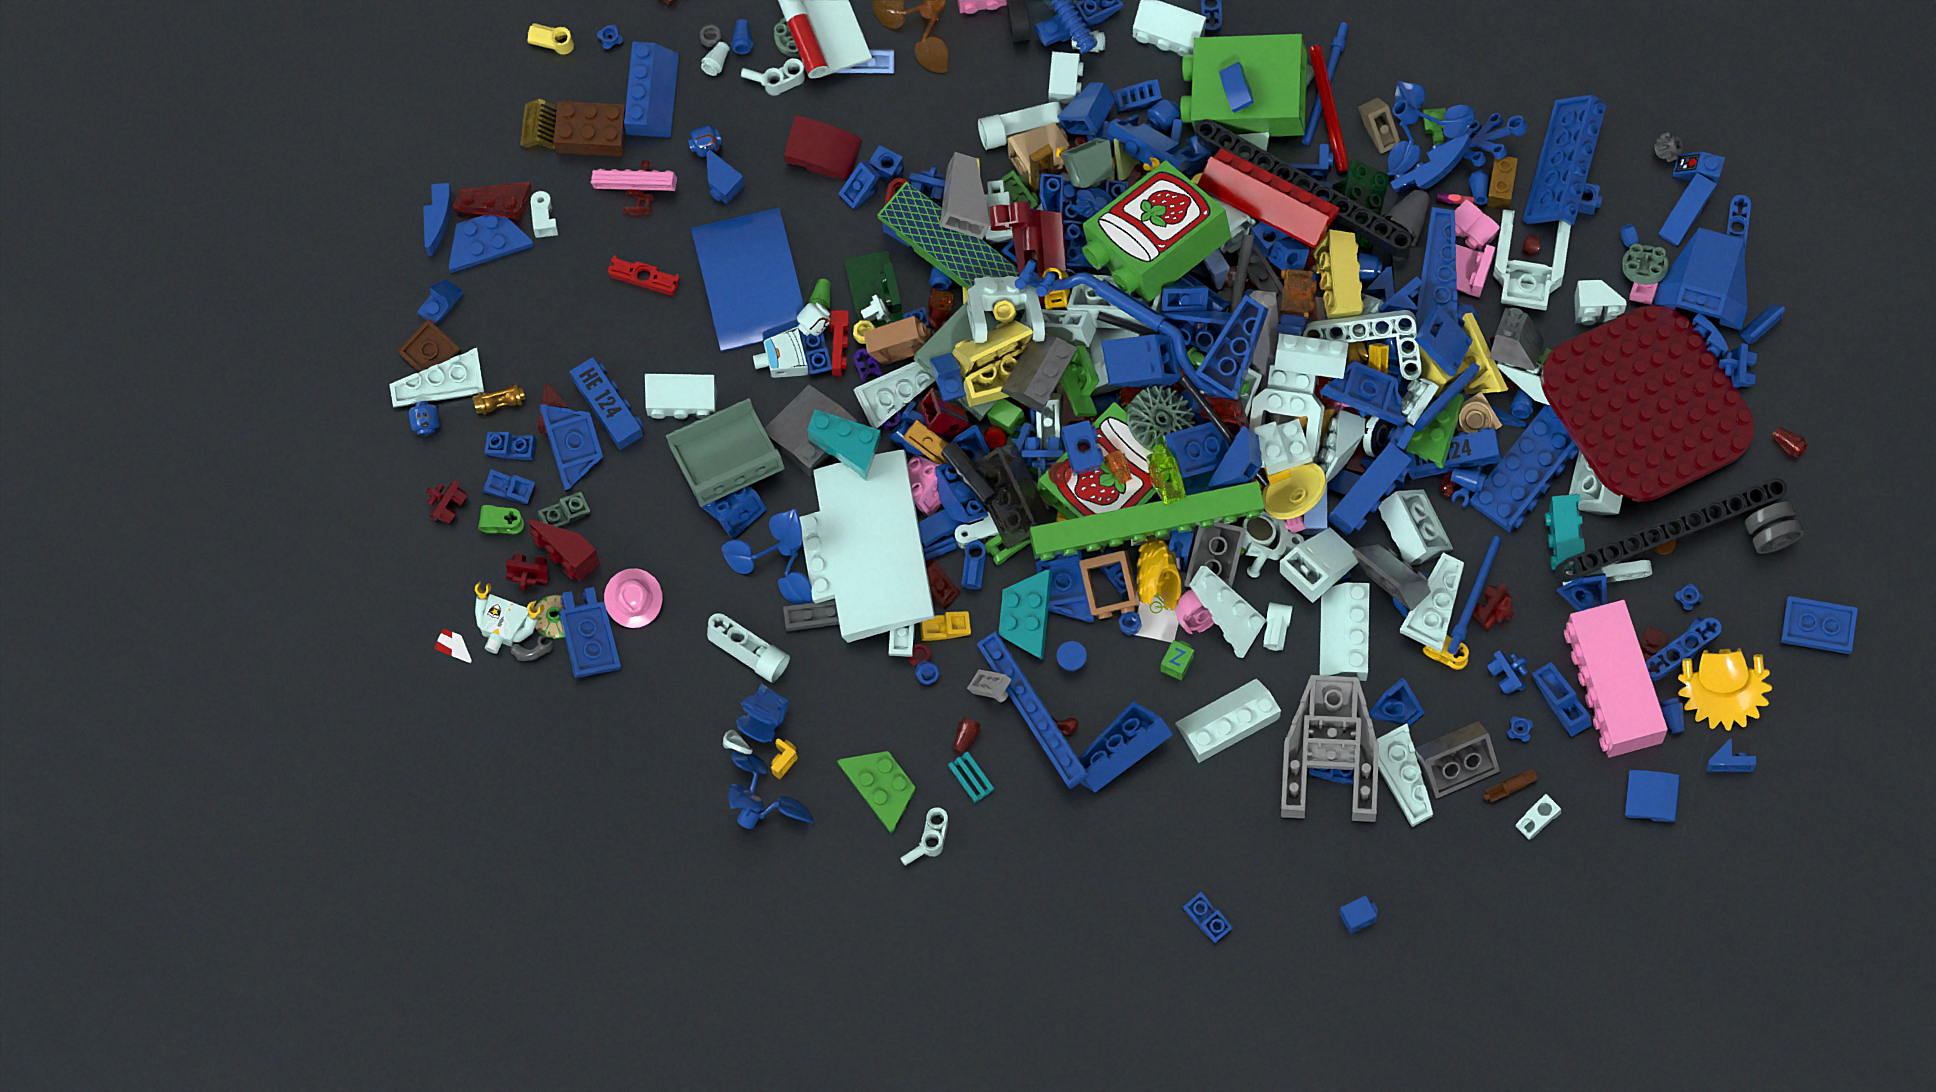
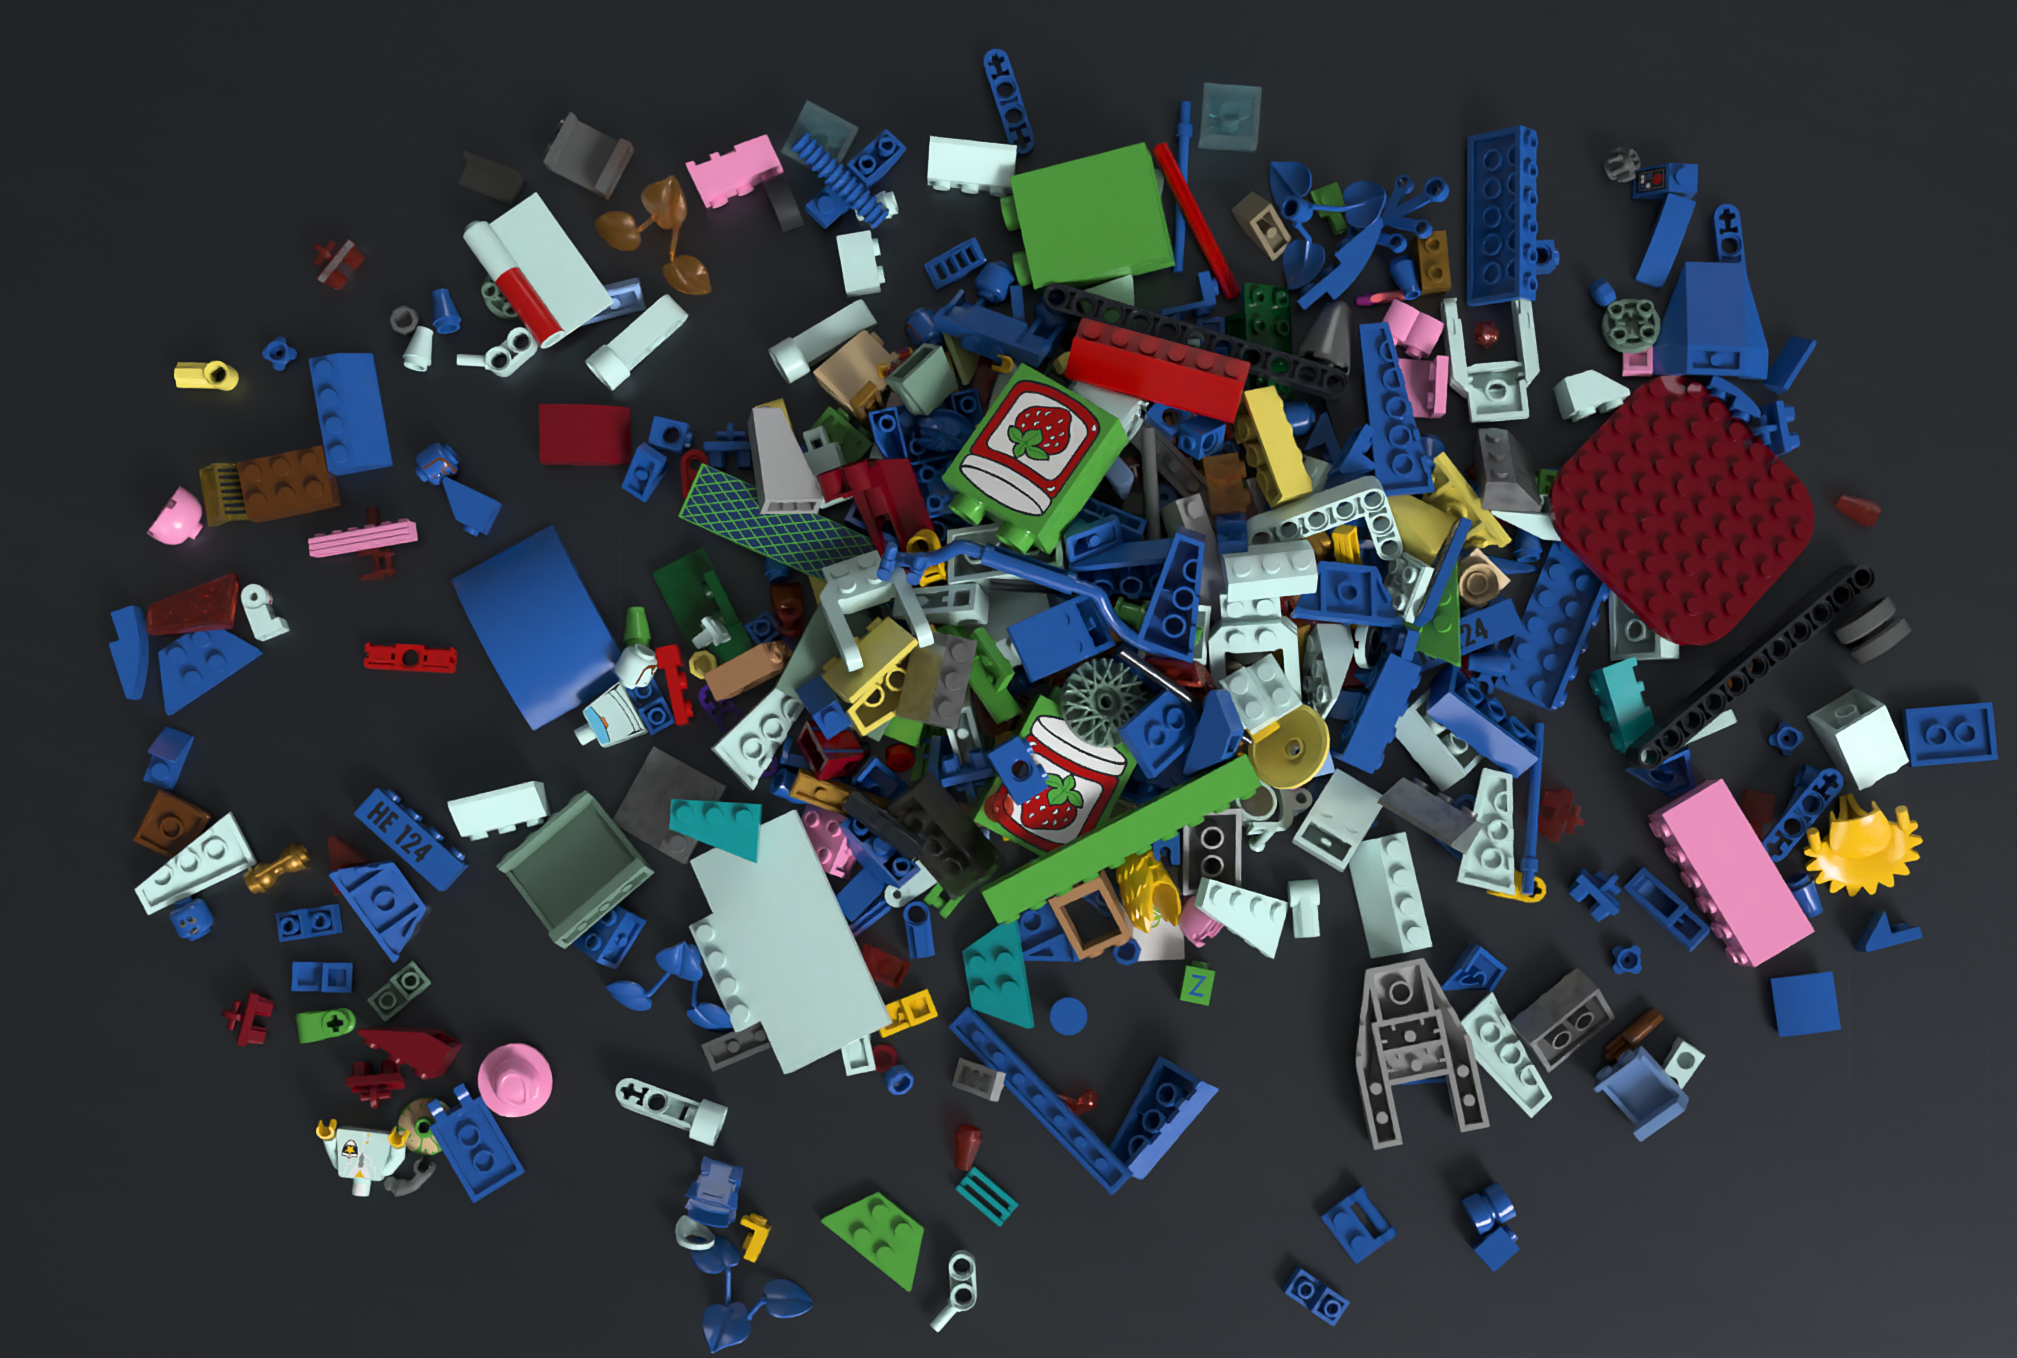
camera: 20 degrees left, 15 degrees up
(453, 645) = (312, 1195): white sticker -> none
(500, 132) = (178, 519): none -> bright pink cylinder
(862, 100) = (639, 339): none -> light aqua beam
(1004, 311) = (873, 612): light yellow tile -> none
(1087, 110) = (901, 302): blue slope -> none
(1118, 466) = (1066, 777): clear orange cone -> none
(1161, 467) = (1127, 773): clear neon green torso -> none
(1229, 719) = (1276, 1042): light aqua slope -> none
(1236, 87) = (1081, 235): blue slope -> none
(1248, 876) = (1351, 1231): none -> blue plate
(1360, 882) = (1489, 1207): none -> blue wheel
(1374, 40) = (1229, 117): none -> clear light blue brick
(1449, 342) = (1429, 504): blue container -> none
(1451, 520) = (1481, 722): none -> blue wedge
(1503, 823) = (1642, 1091): none -> medium blue panel
(1746, 609) = (1859, 738): none -> light aqua slope

